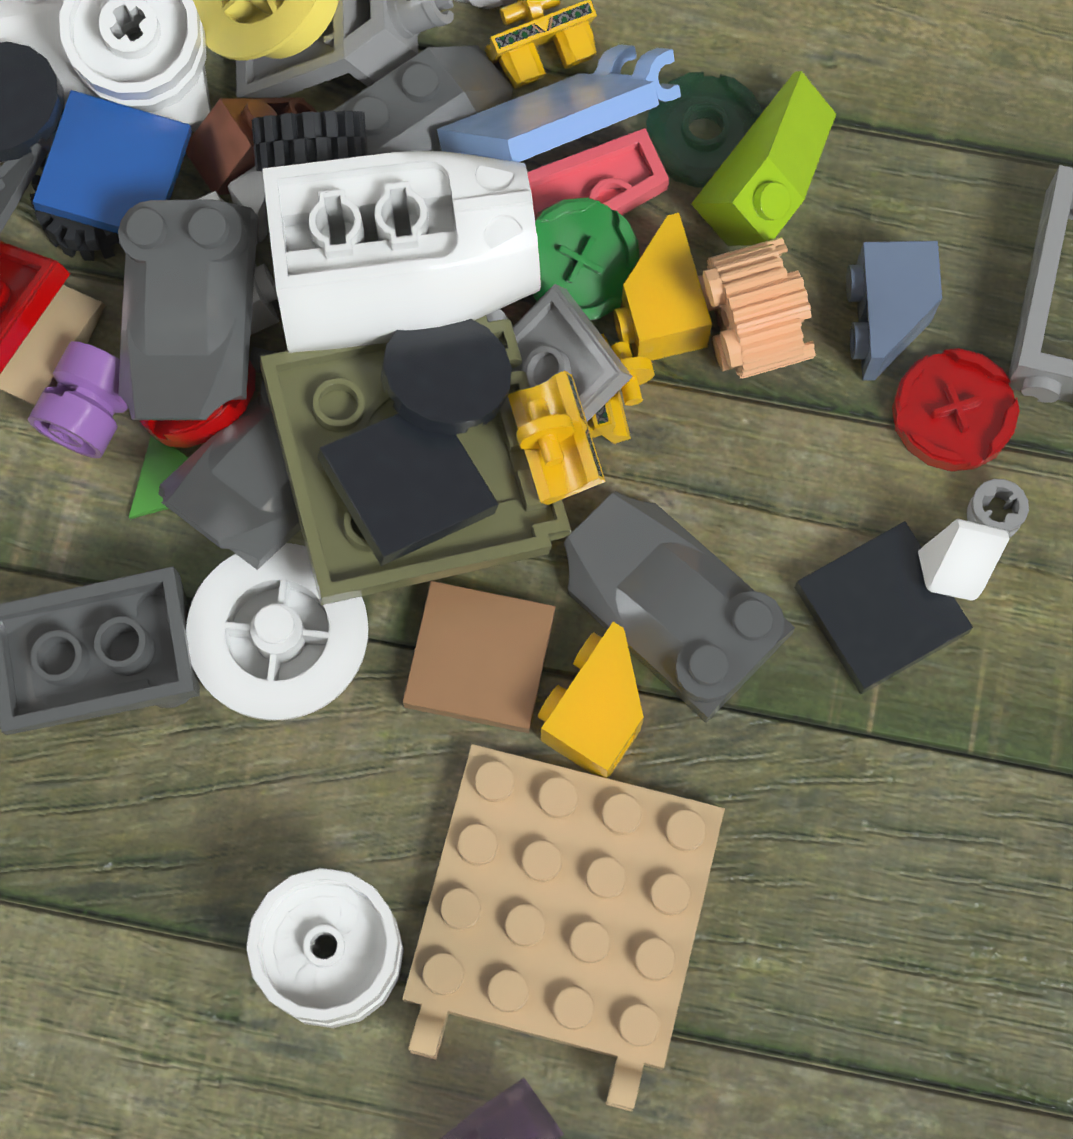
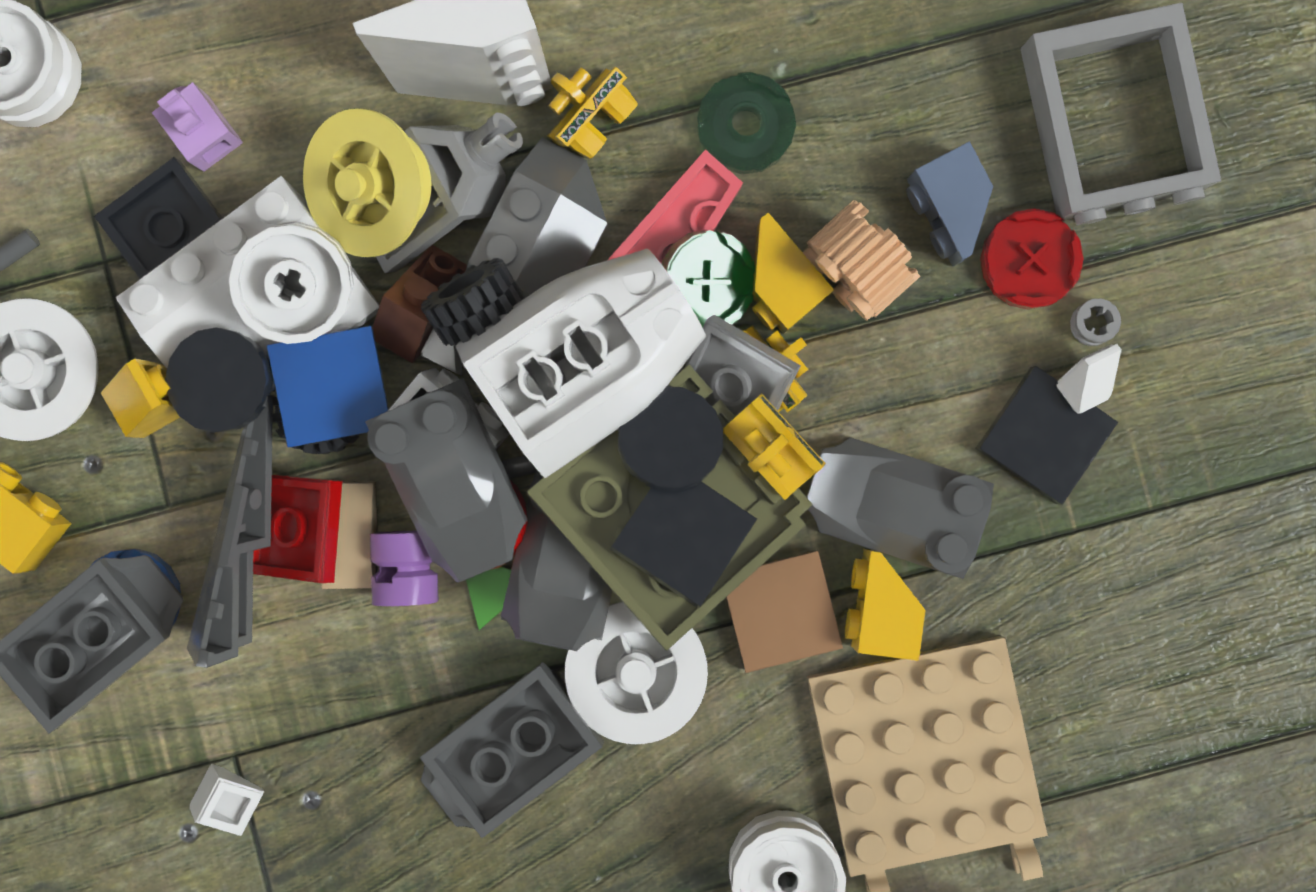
camera: 25 degrees left, 15 degrees up
(564, 109) = (643, 176): light blue tile -> none
(769, 167) = (815, 136): lime slope -> none

